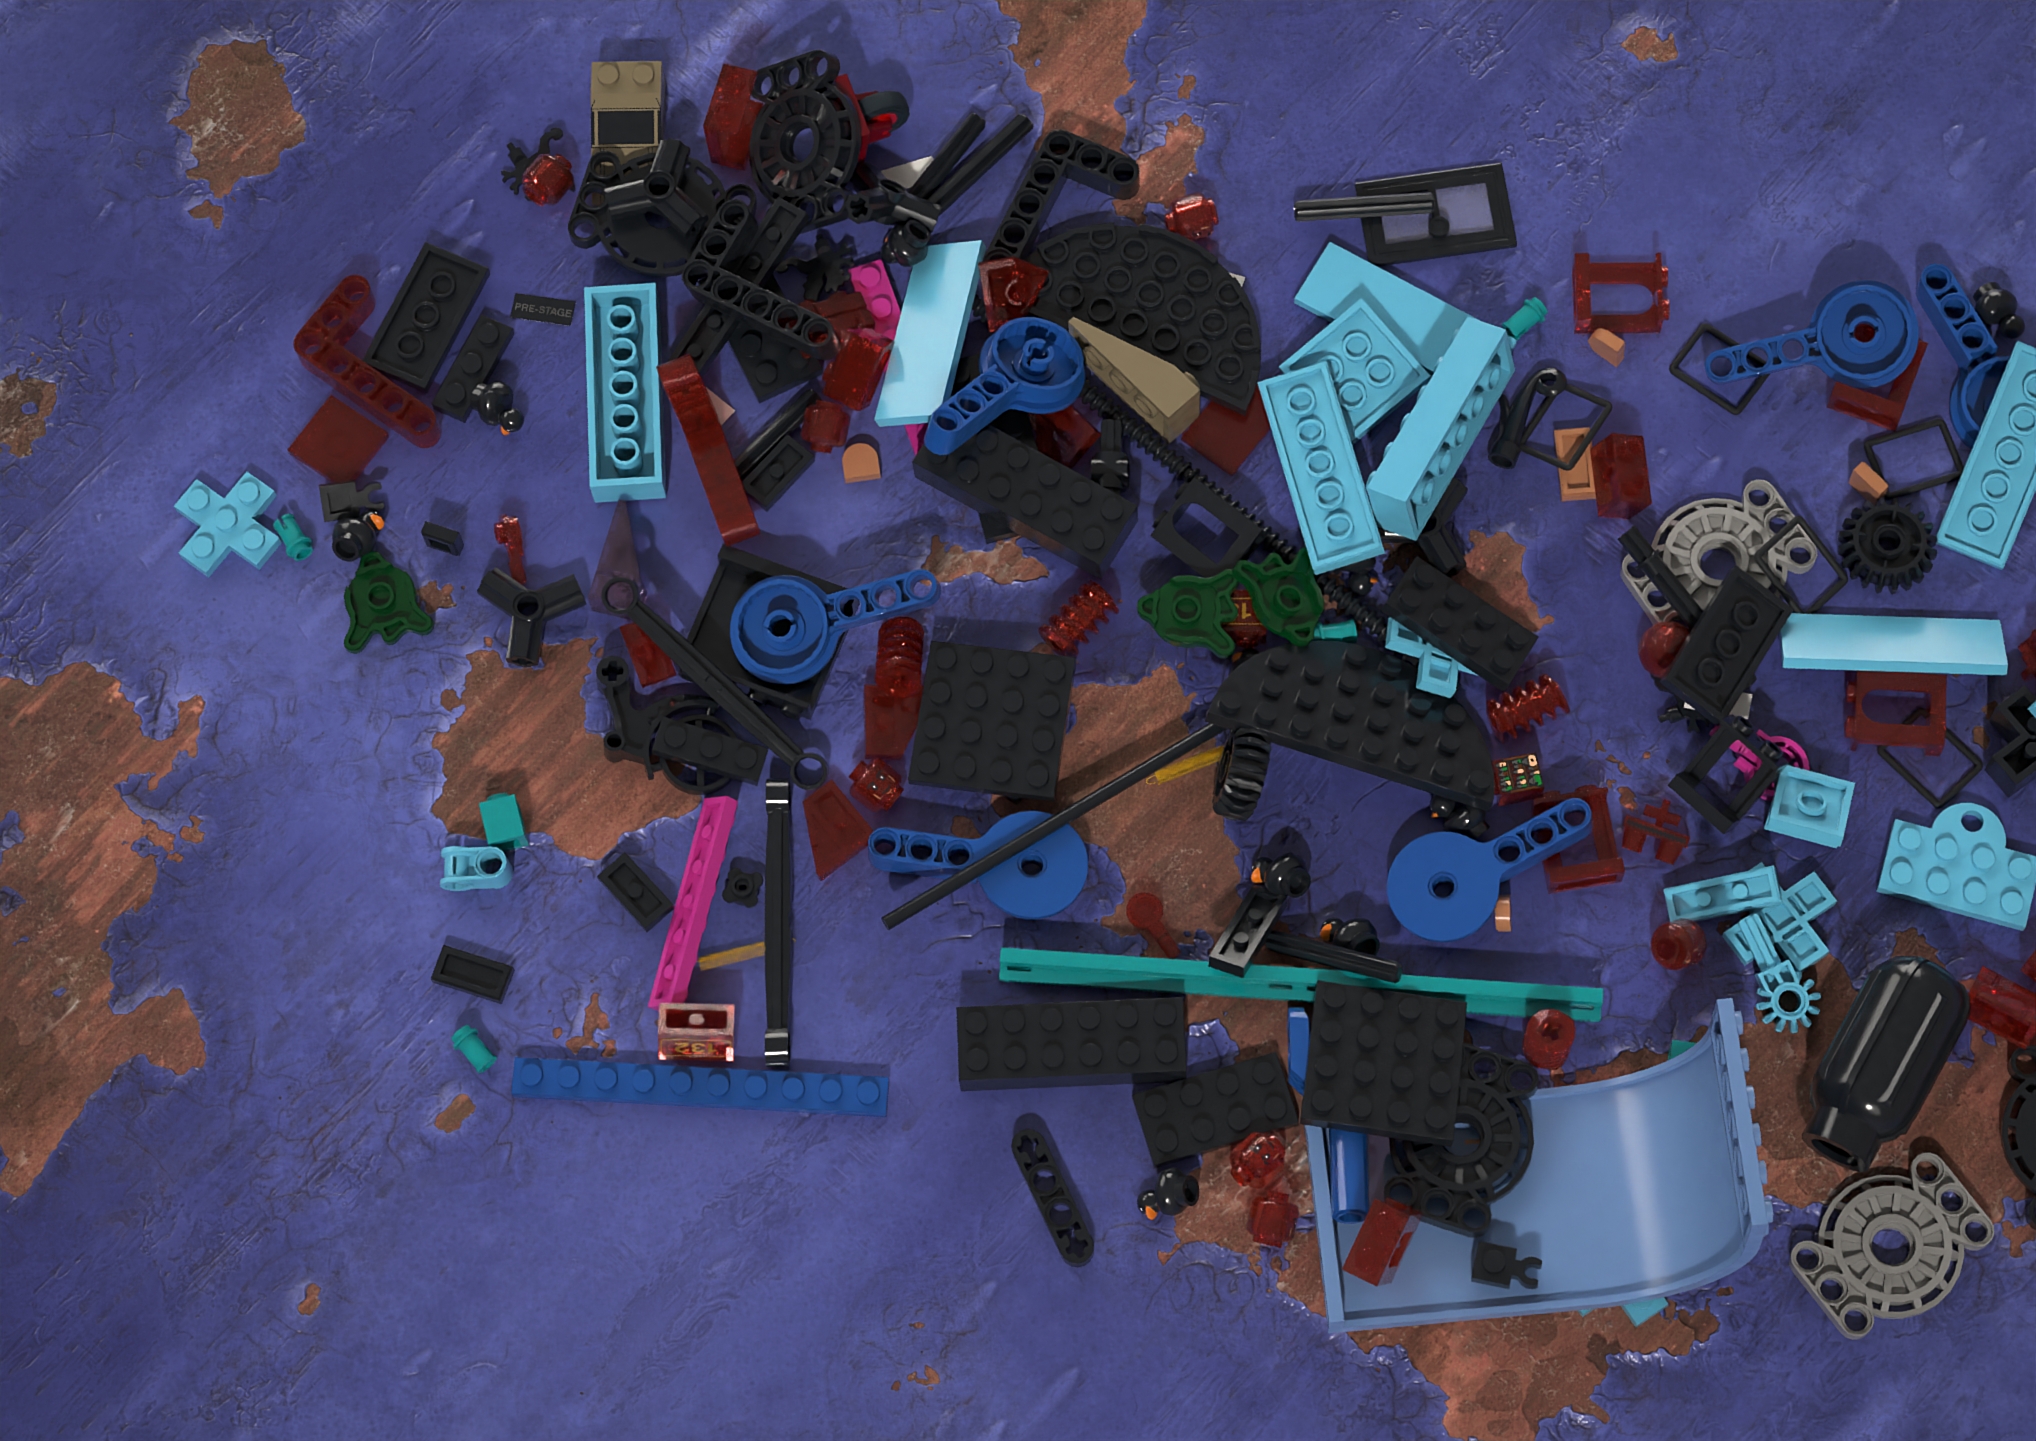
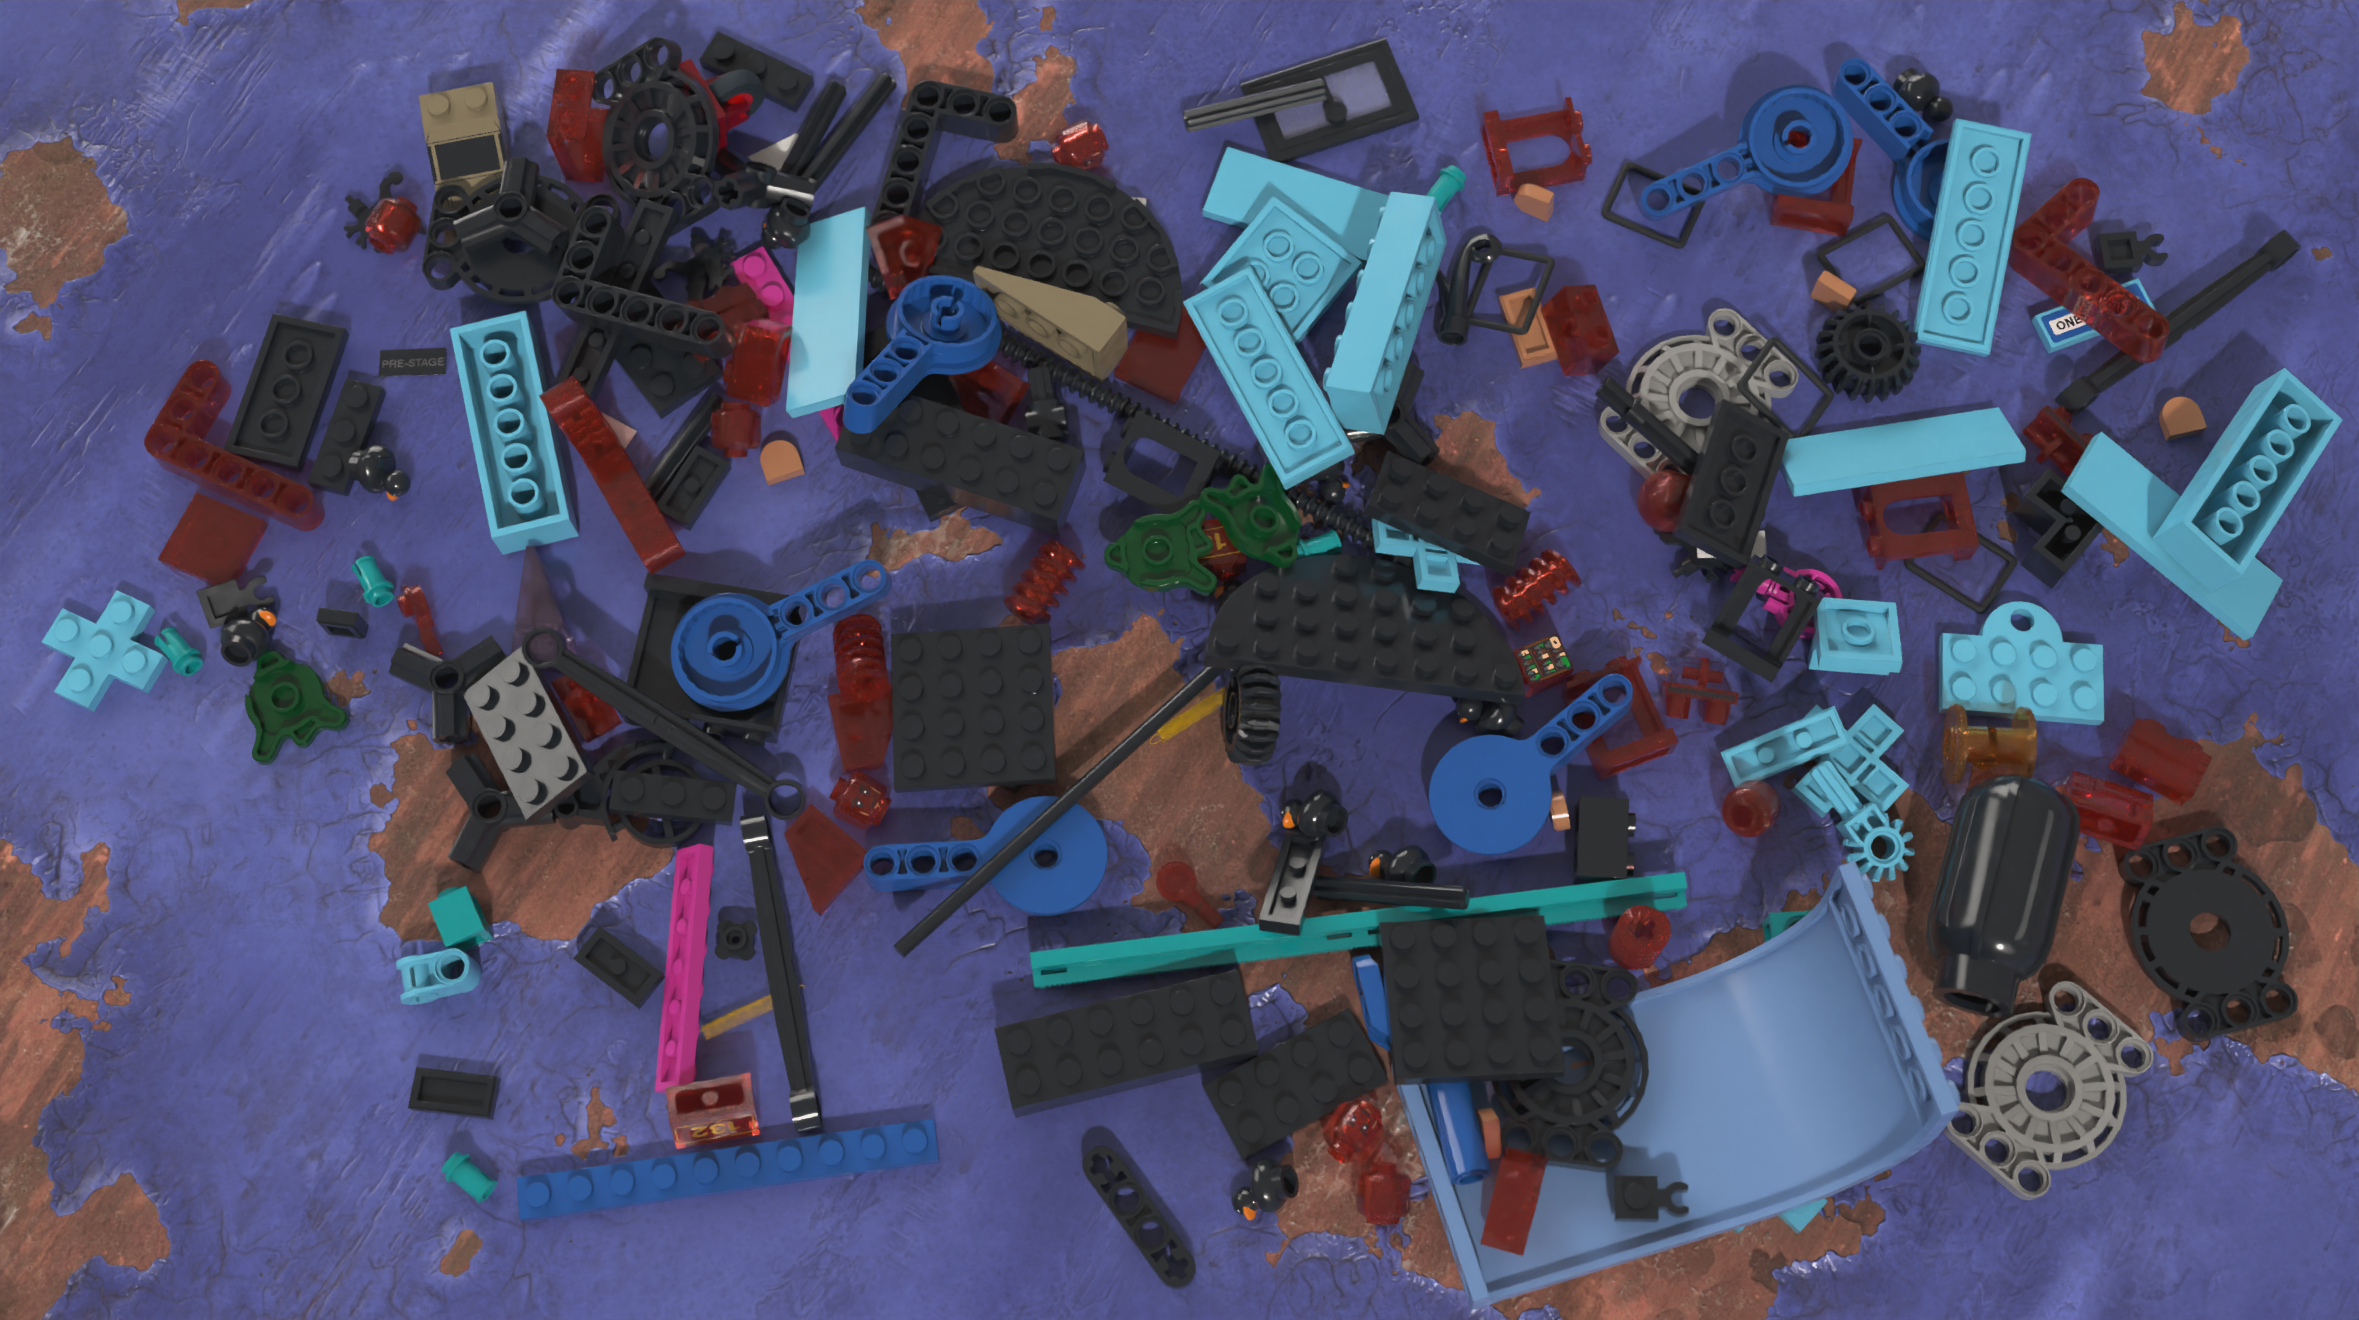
camera: 15 degrees left, 0 degrees up
(478, 514) = (376, 588): none -> teal pin
(540, 713) = (479, 833): none -> black piece
(592, 670) = (528, 735): none -> plate
(925, 103) = (780, 81): none -> black plate
(1376, 1180) = (1490, 1131): none -> nougat tile
(1537, 946) = (1602, 840): none -> black brick
(1908, 928) = (1988, 746): none -> clear orange hose

